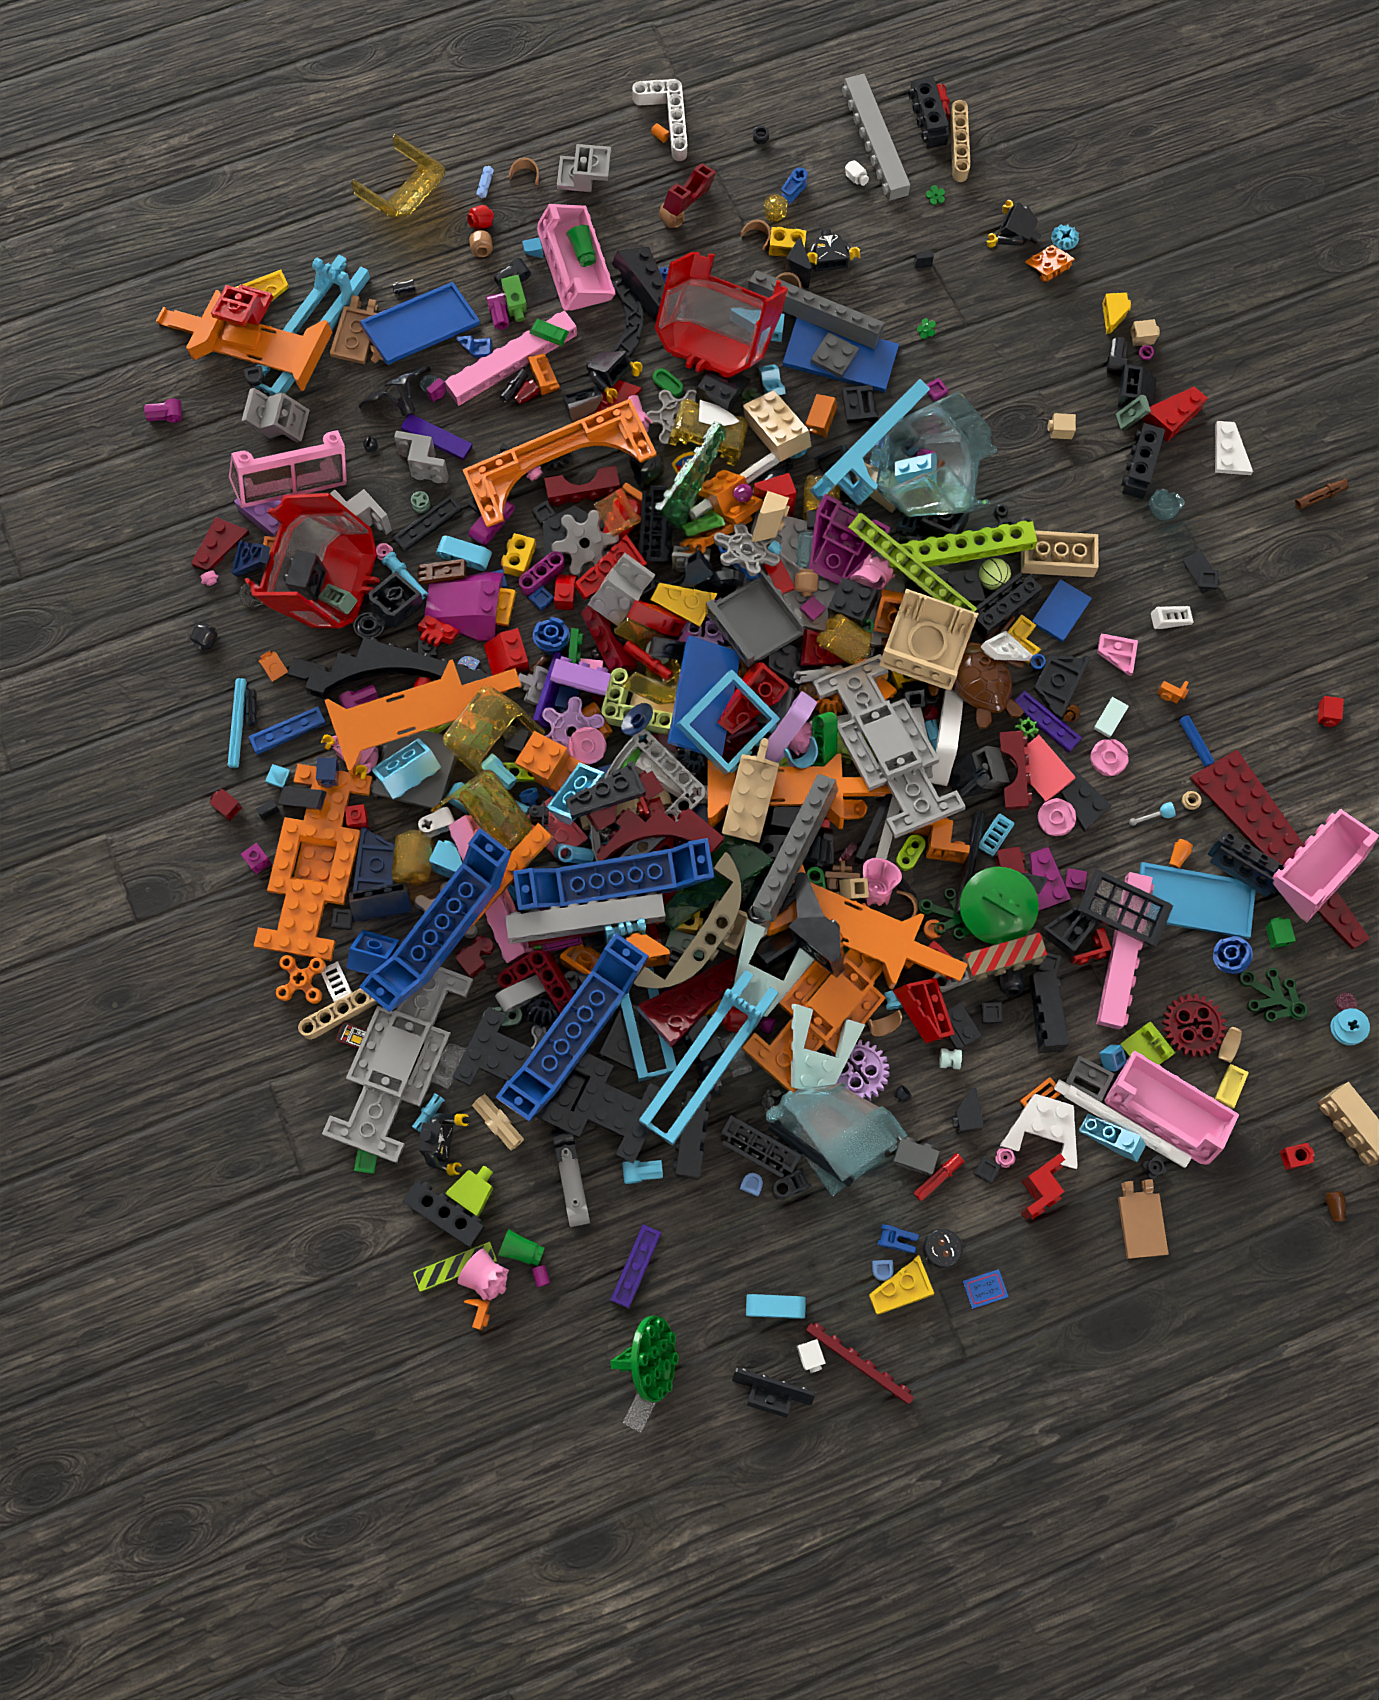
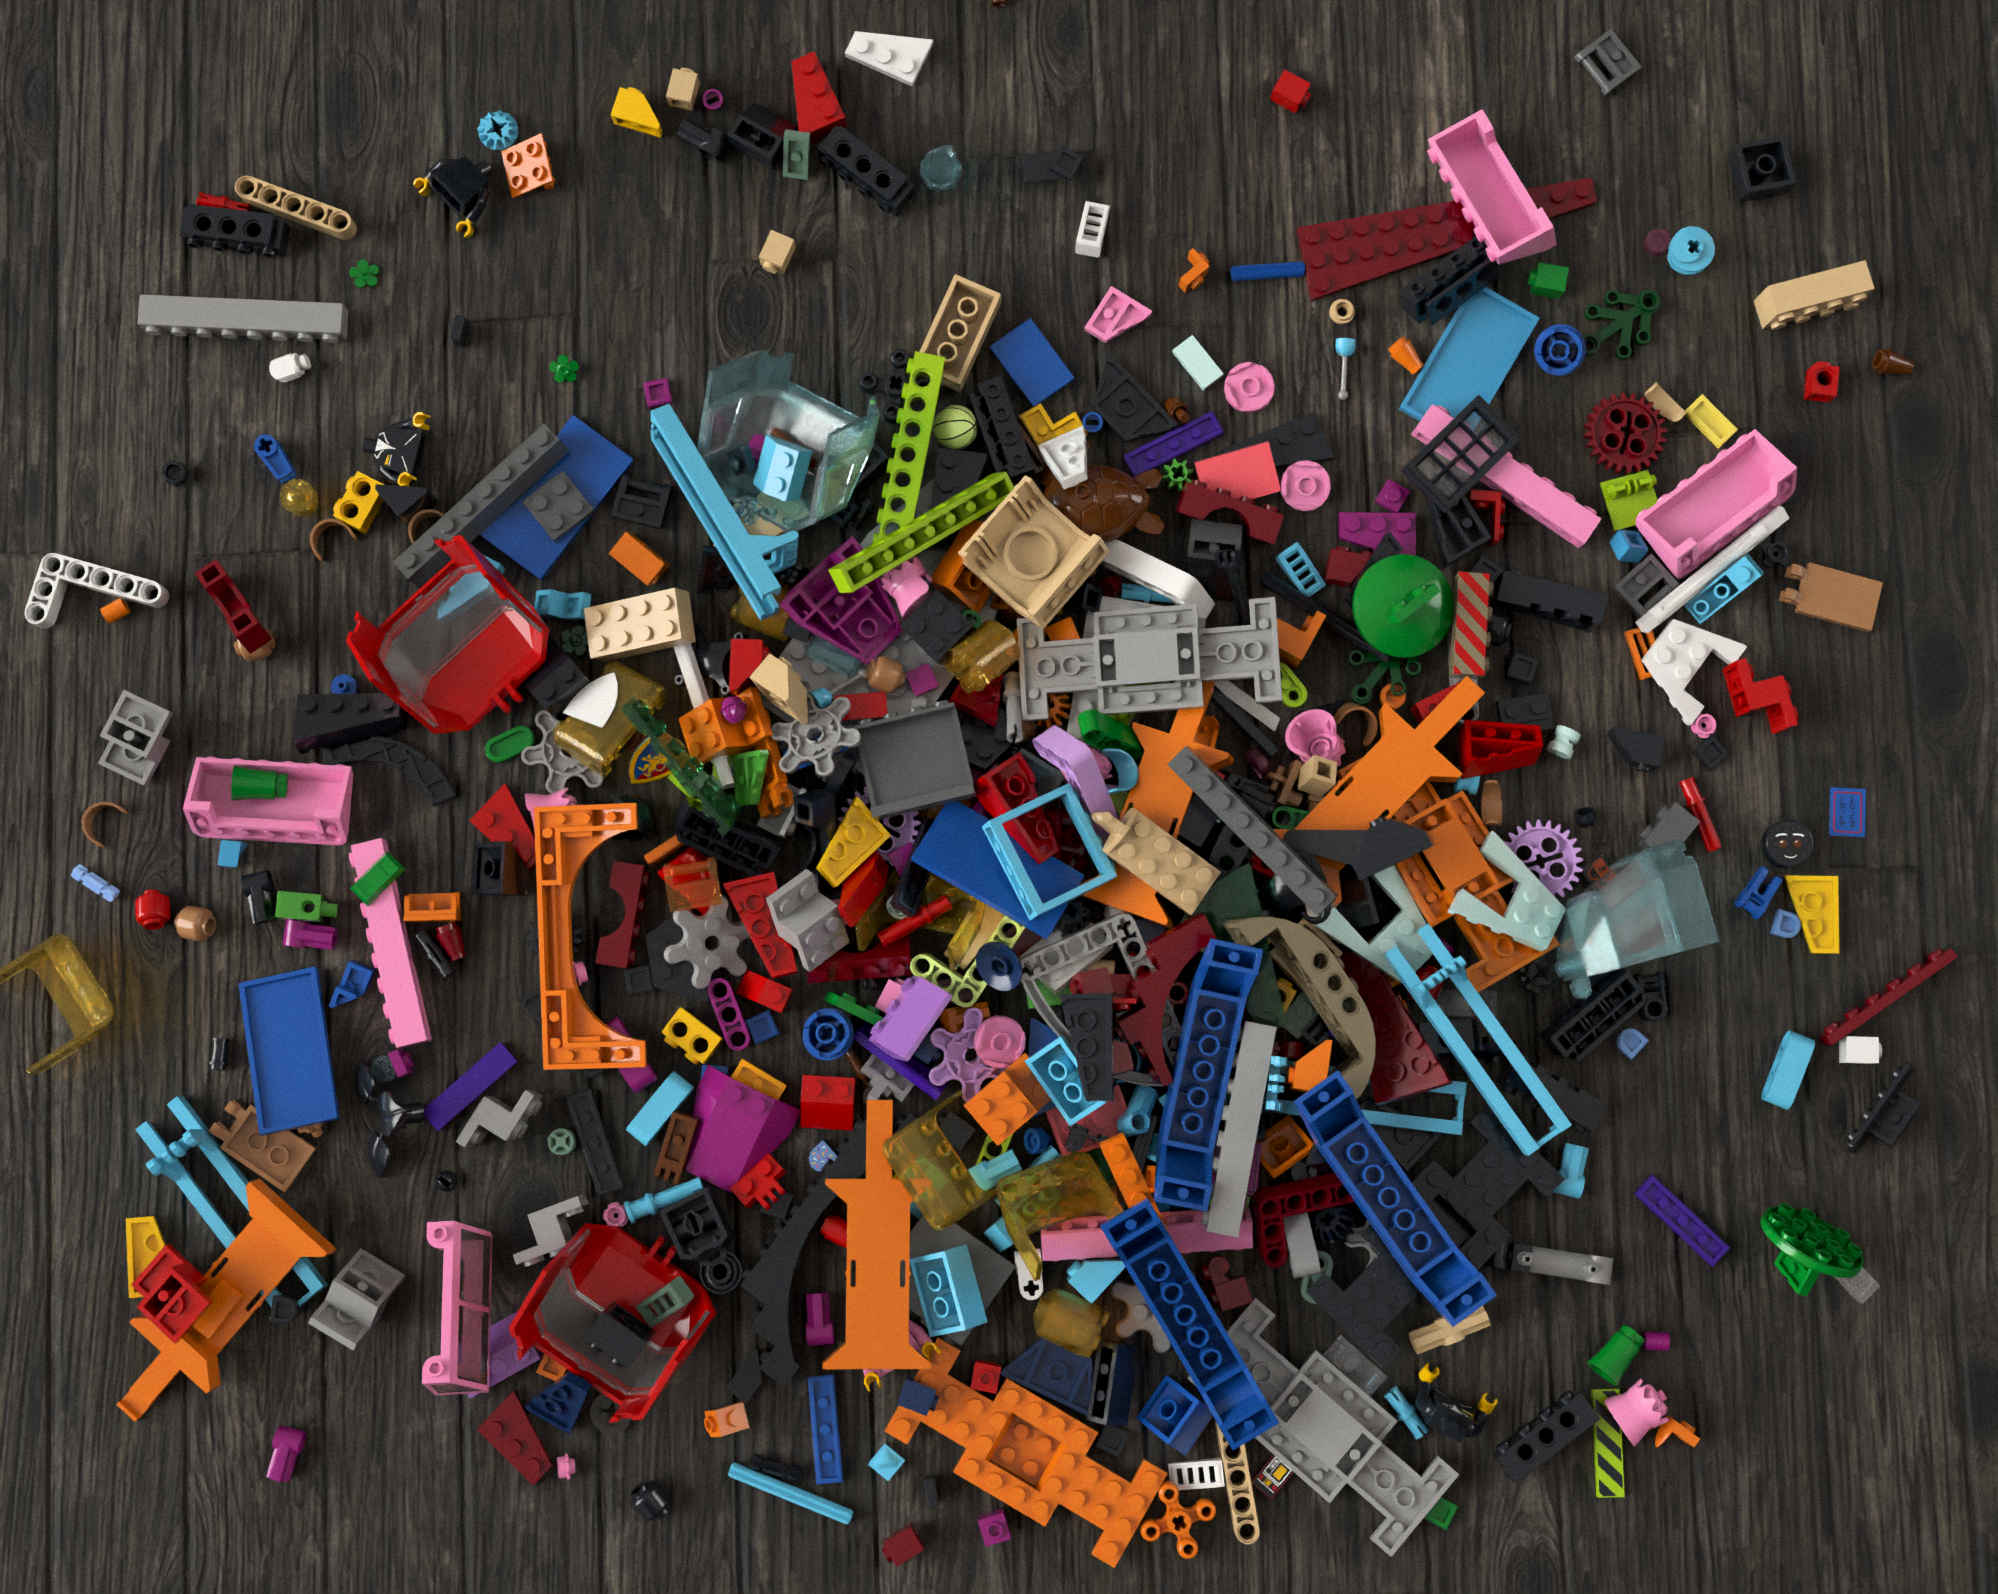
camera: 70 degrees left, 10 degrees up
(302, 798) = (936, 1440): black tile -> none
(472, 1190) = (1524, 1390): lime torso -> none
(609, 368) = (463, 816): black torso -> none

